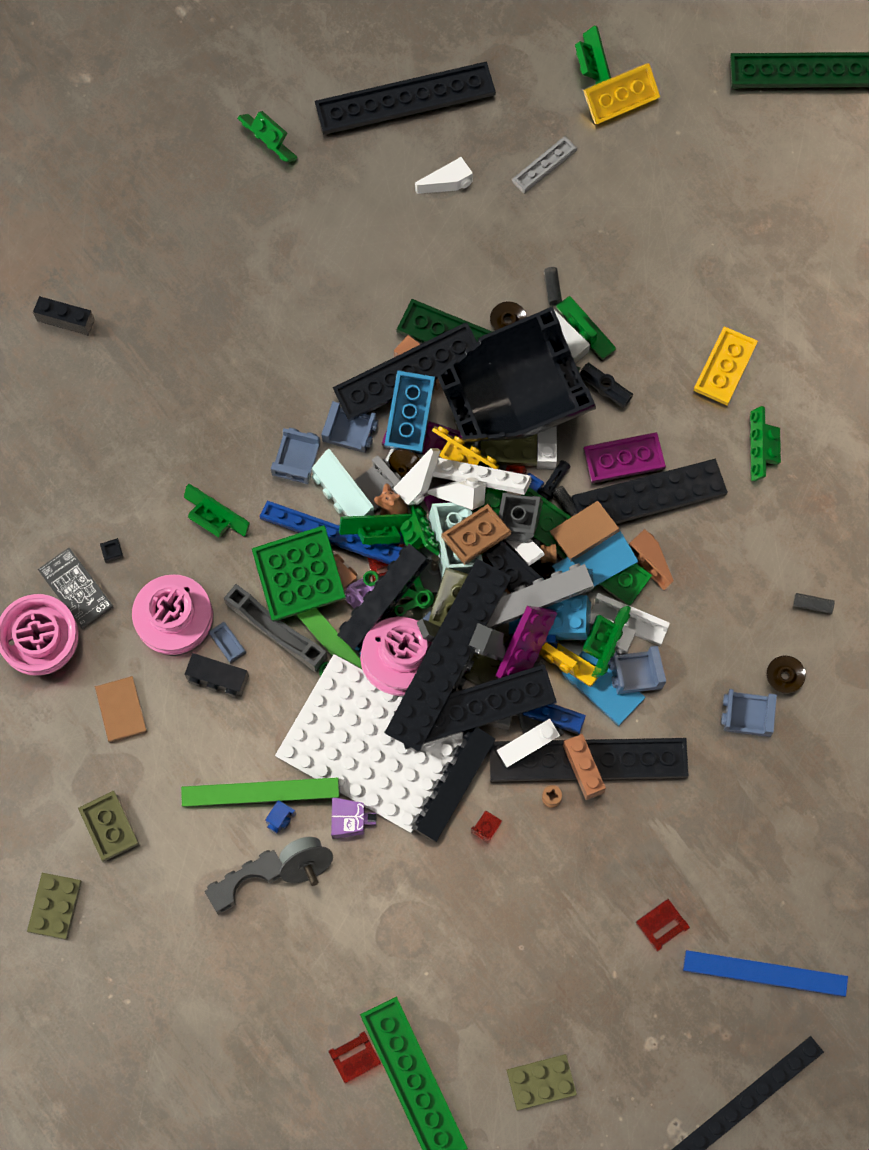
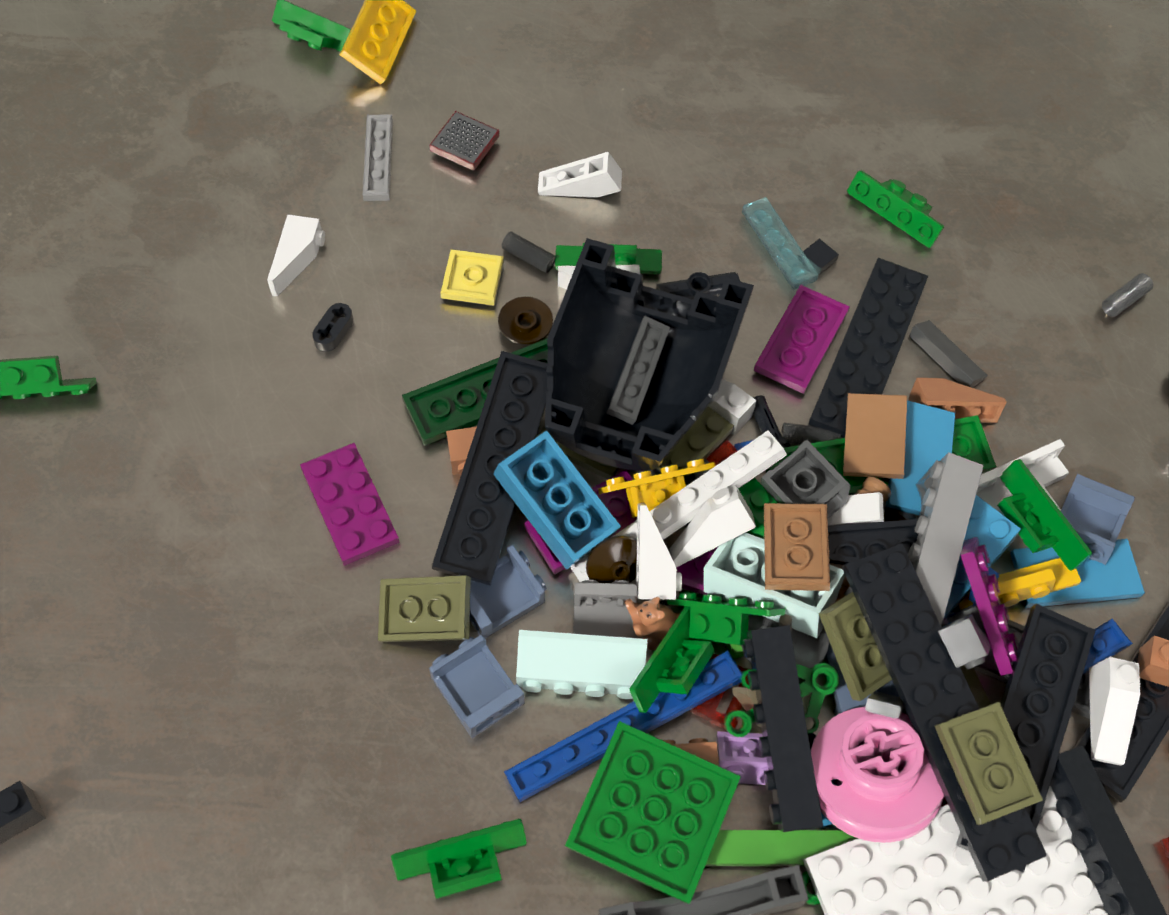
camera: 55 degrees left, 10 degrees down
(309, 402) = (424, 609): none -> olive plate
(336, 325) = (349, 504): none -> magenta plate
(405, 98) = (149, 223): black plate -> none
(422, 234) = (329, 325): none -> black beam
(433, 690) = (988, 763): none -> olive plate
(511, 272) = (472, 277): none -> light yellow plate
(521, 392) = (638, 370): none -> dark grey plate
(594, 196) = (464, 140): none -> tile
(624, 273) = (583, 178): none -> white slope
(677, 402) = (779, 243): none -> clear light blue plate
(685, 537) = (947, 354): none -> dark grey slope
(689, 428) = (820, 255): none -> black tile
(725, 365) = (776, 172): yellow plate -> none

